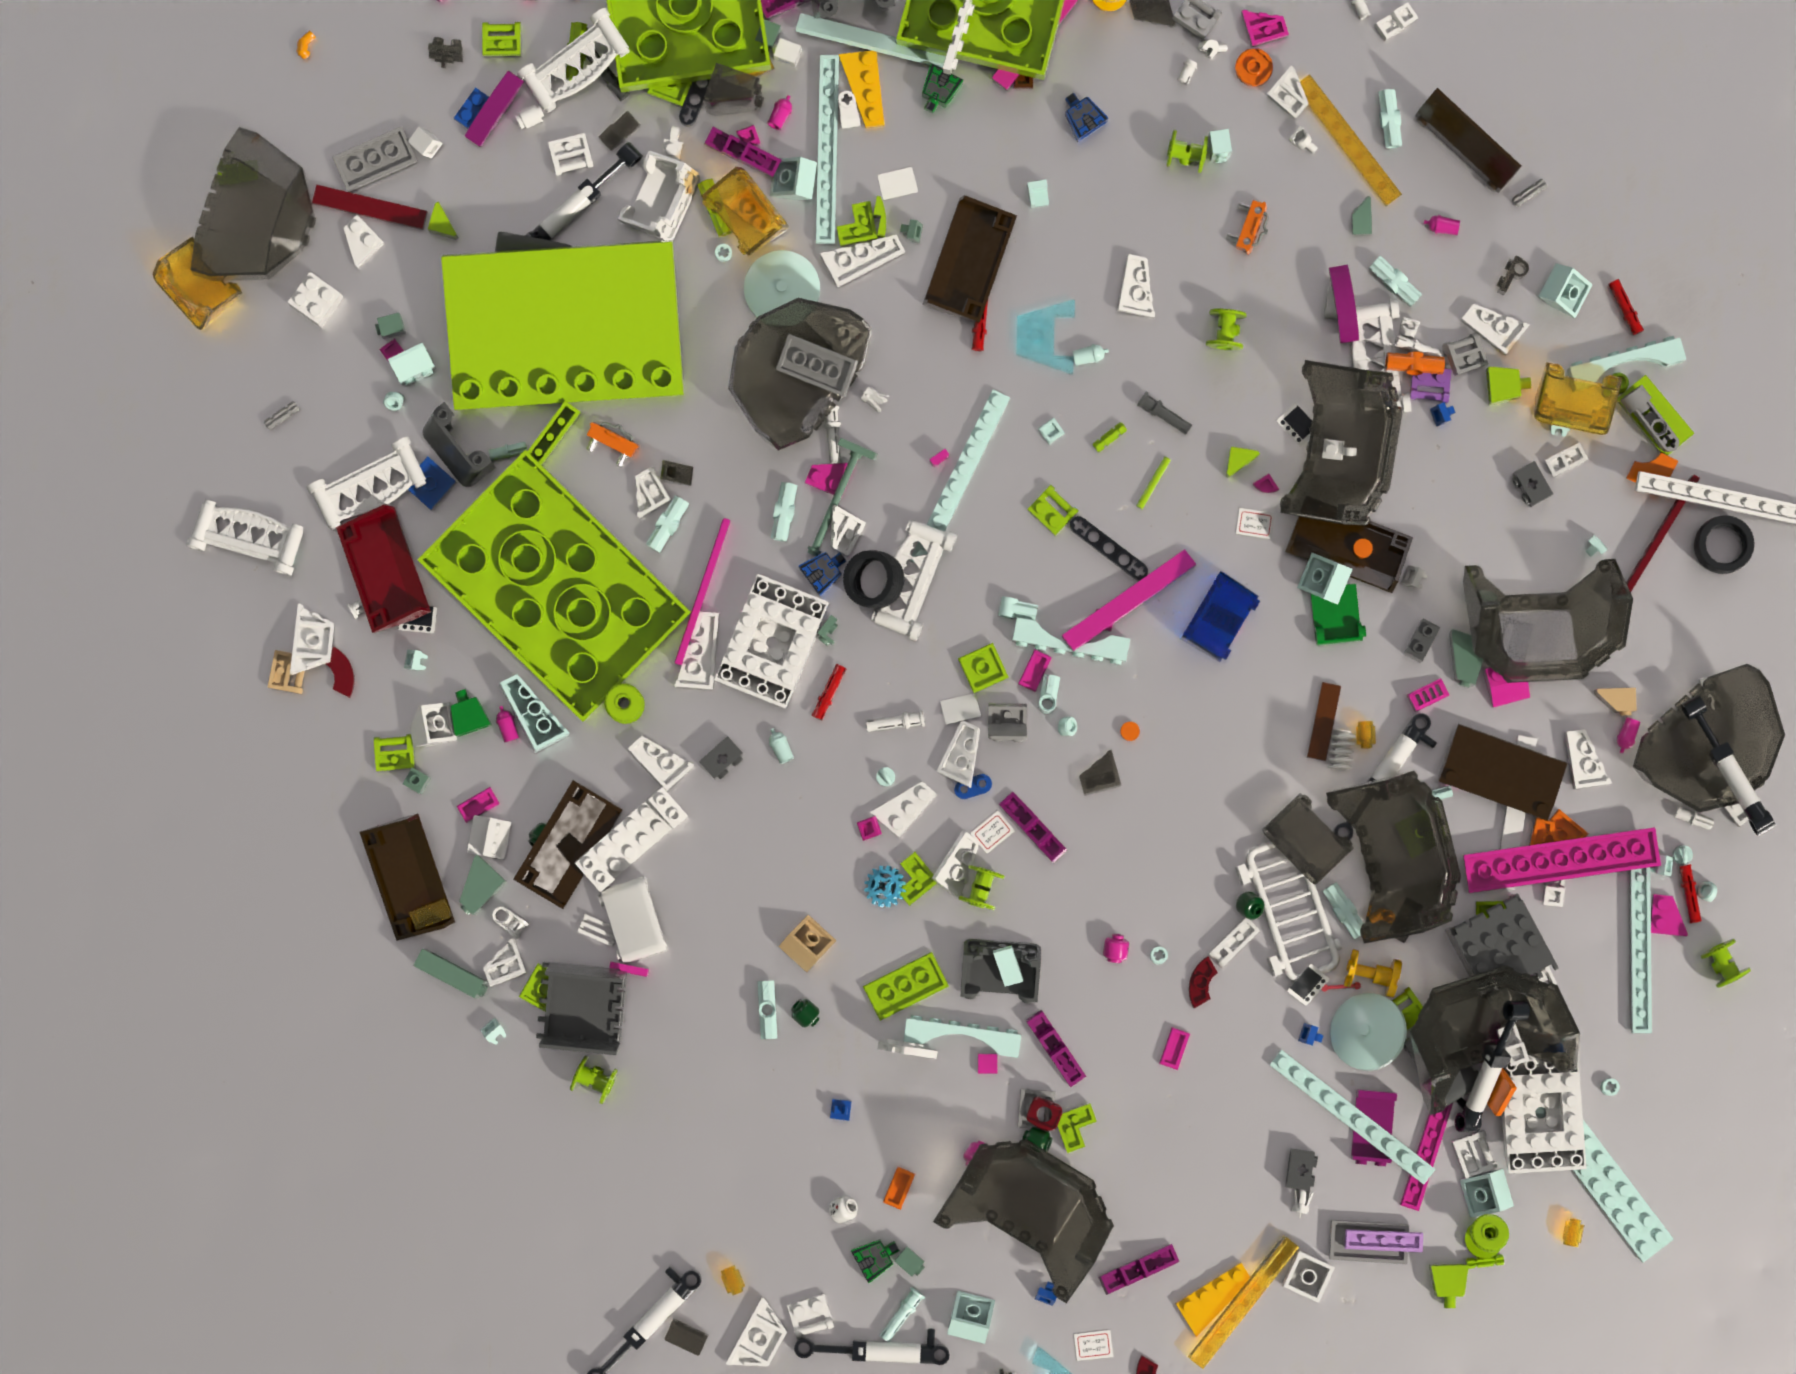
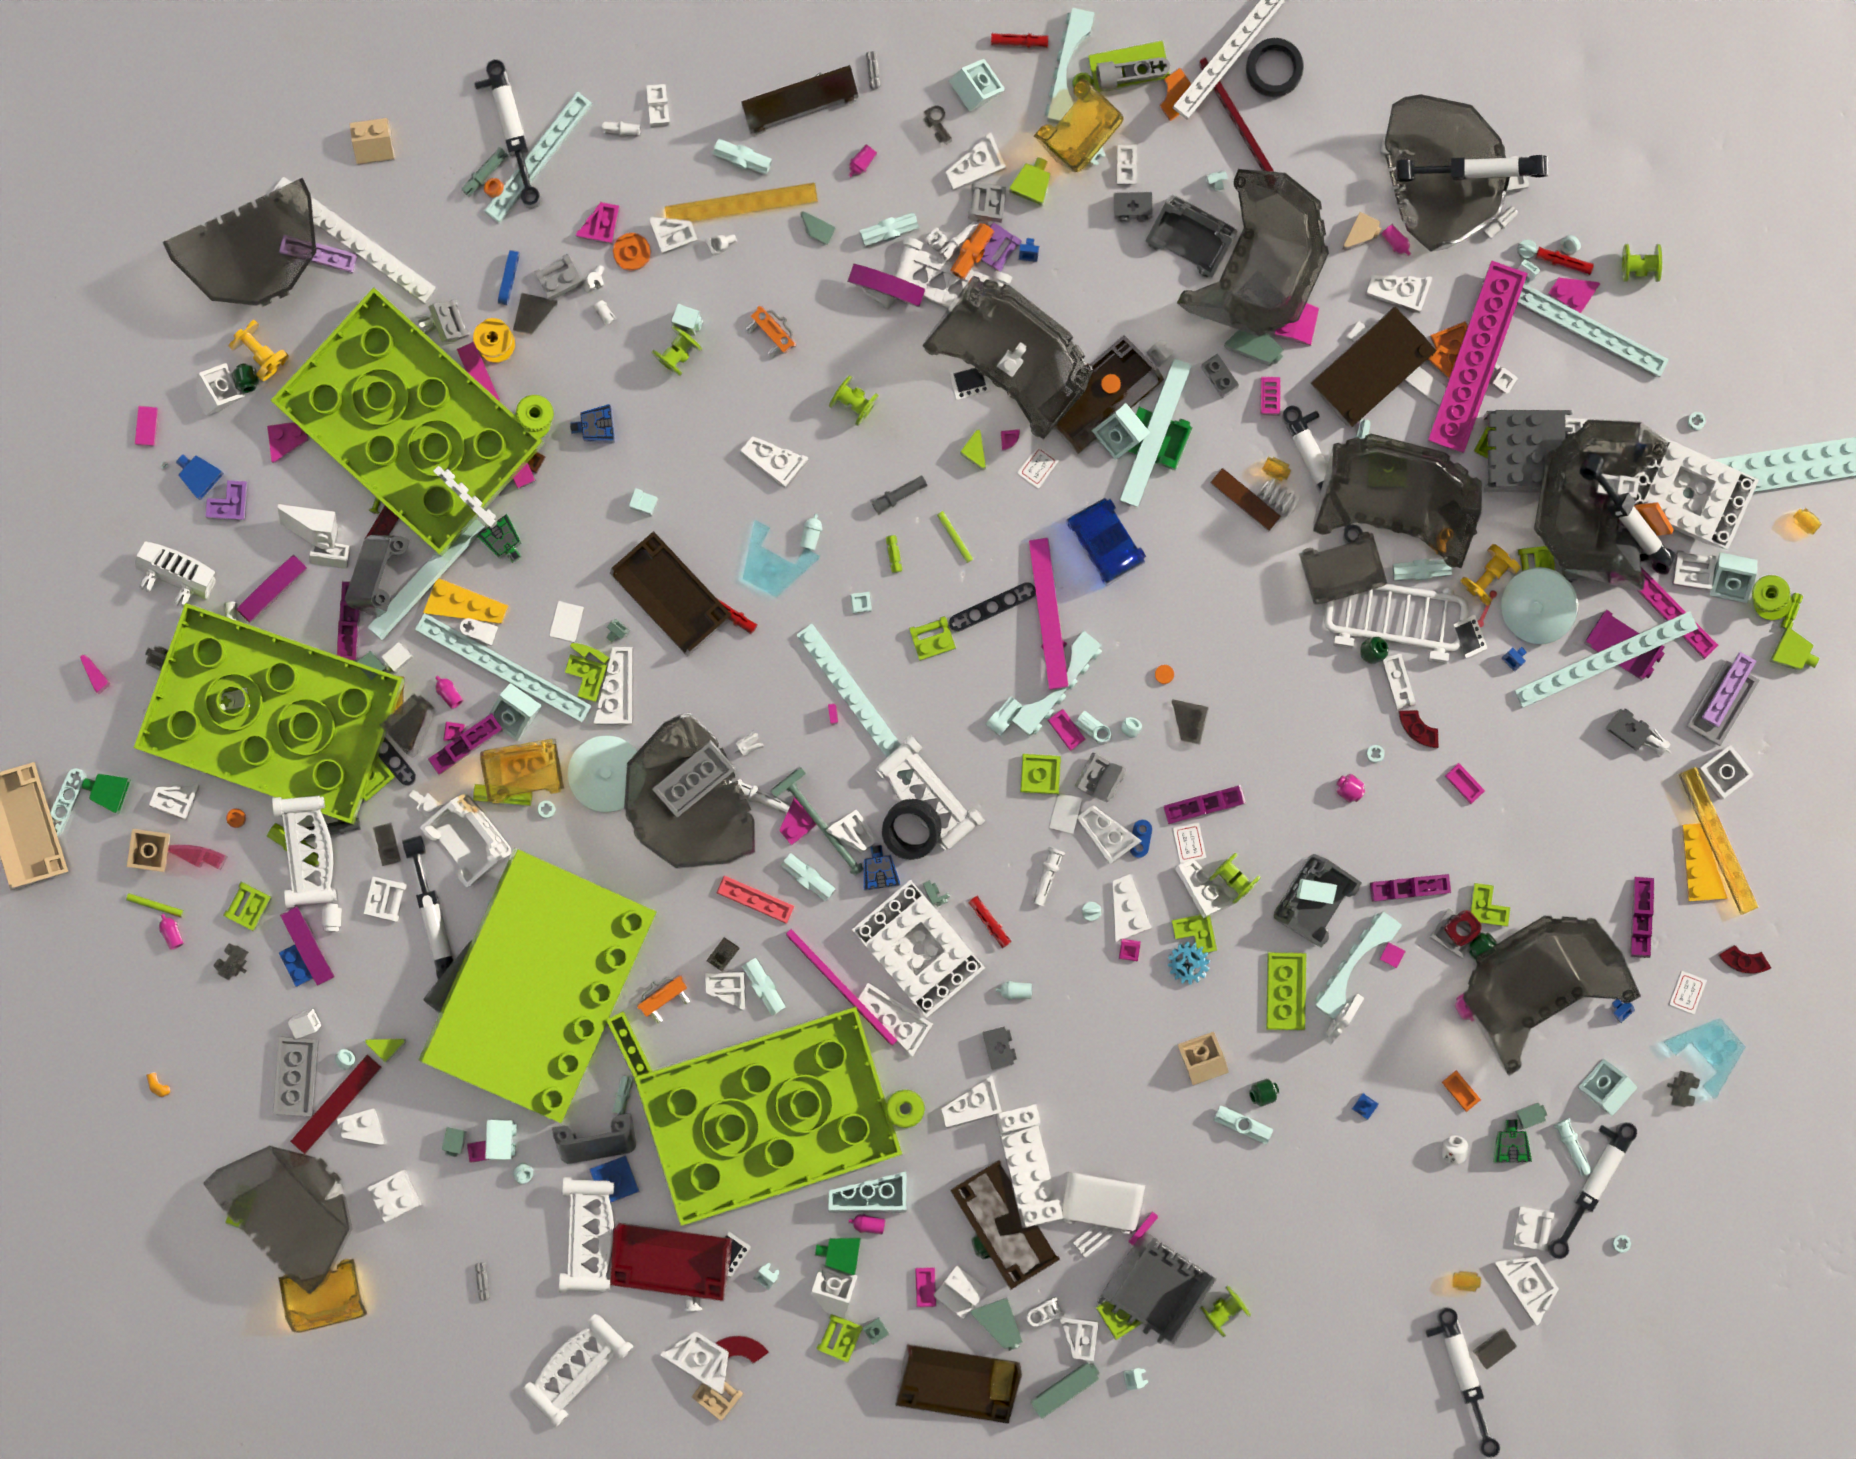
camera: 60 degrees left, 0 degrees up
(412, 193) = (344, 1059): none -> light aqua tile
(740, 476) = (755, 899): none -> coral tile
(1071, 57) = (536, 407): none -> lime hose
(1344, 610) = (1157, 427): none -> light aqua tile
(1534, 549) = (1192, 234): none -> dark grey windscreen

